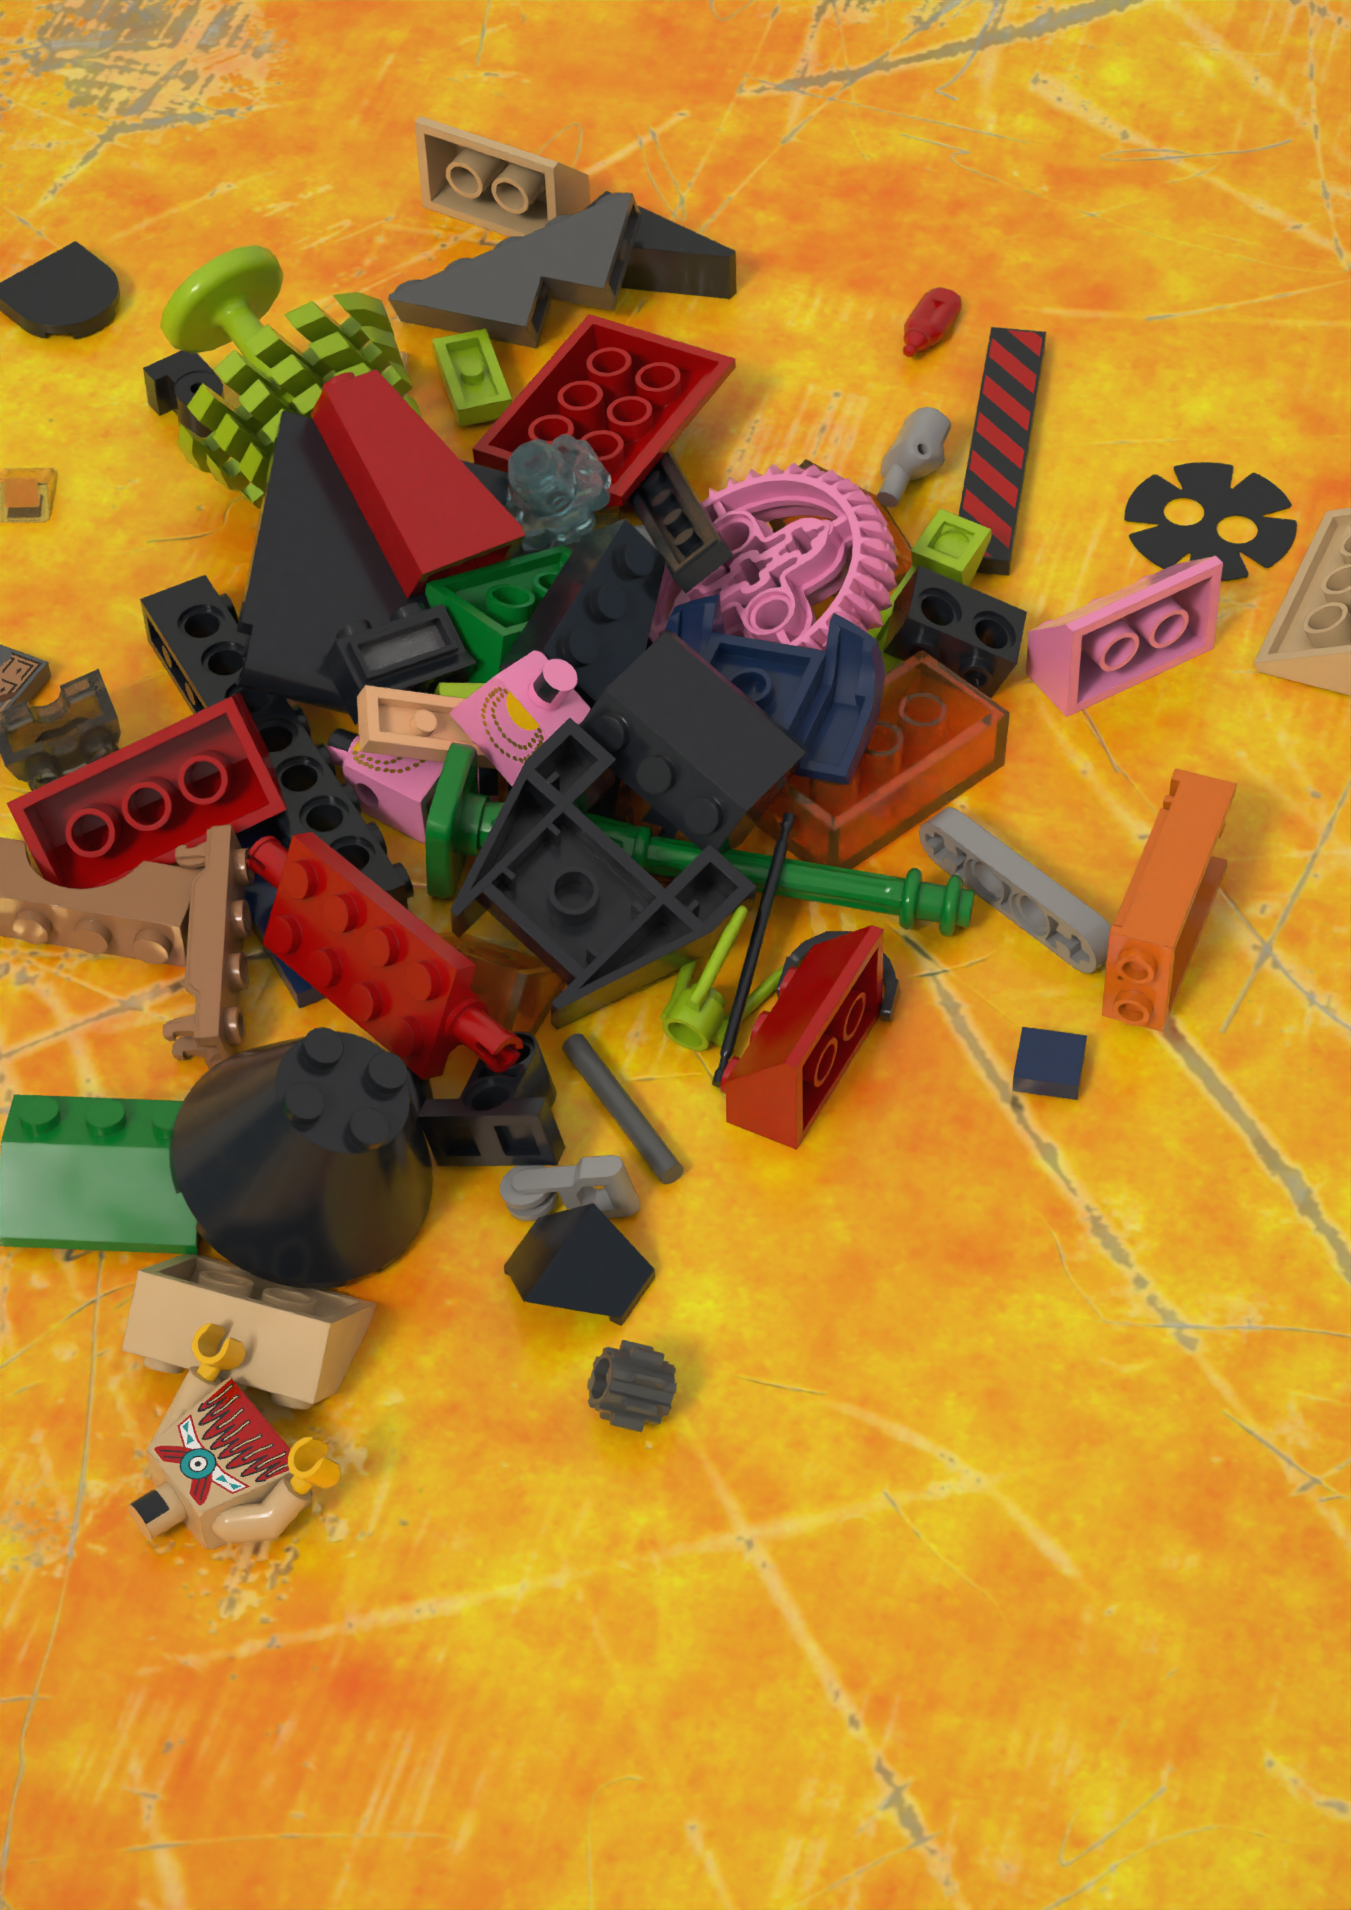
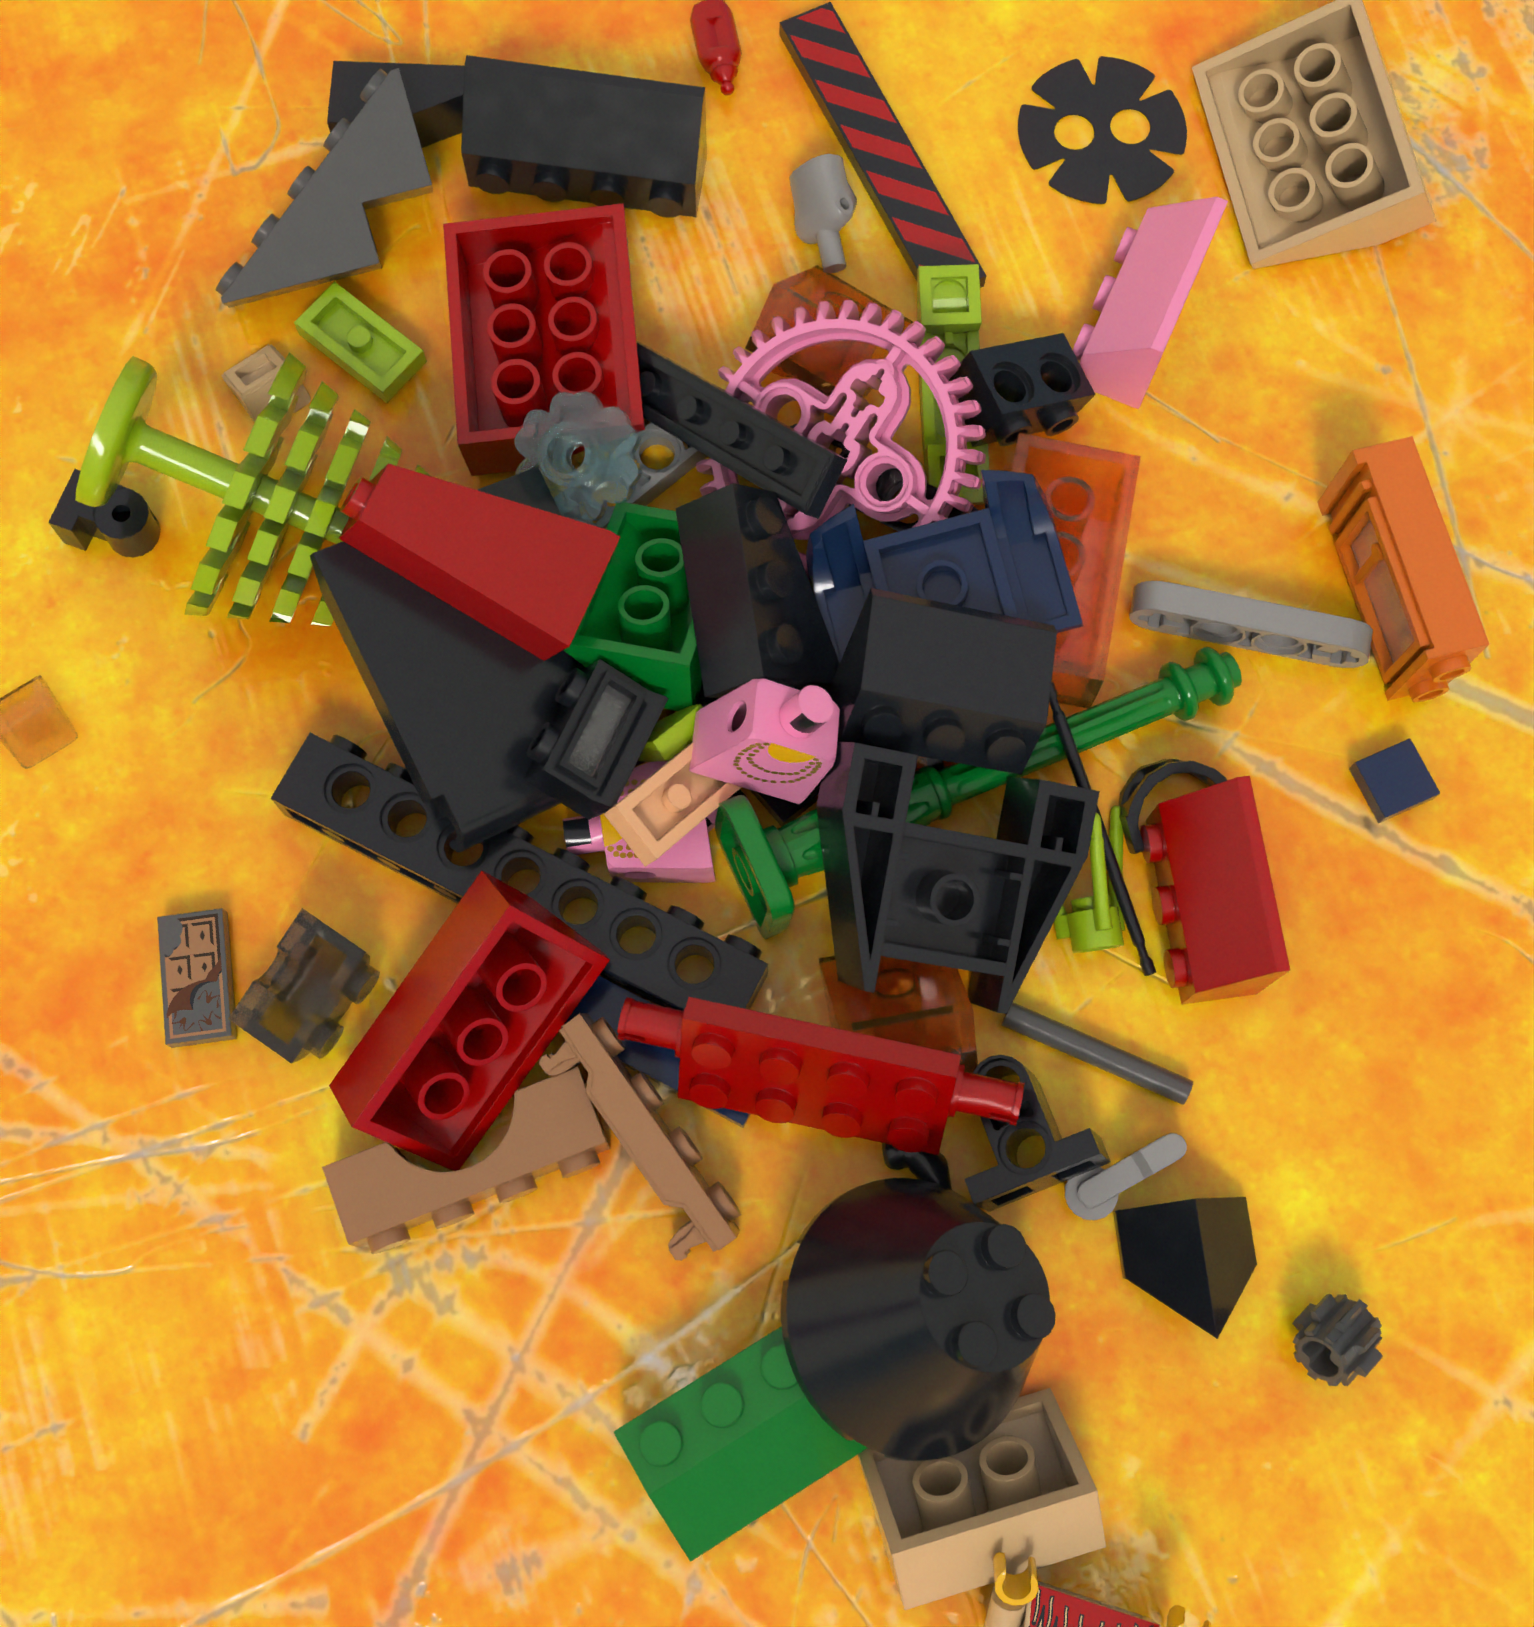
camera: 40 degrees left, 25 degrees up
(493, 181) = (218, 105): tan slope -> none
(782, 328) = (583, 136): none -> black slope

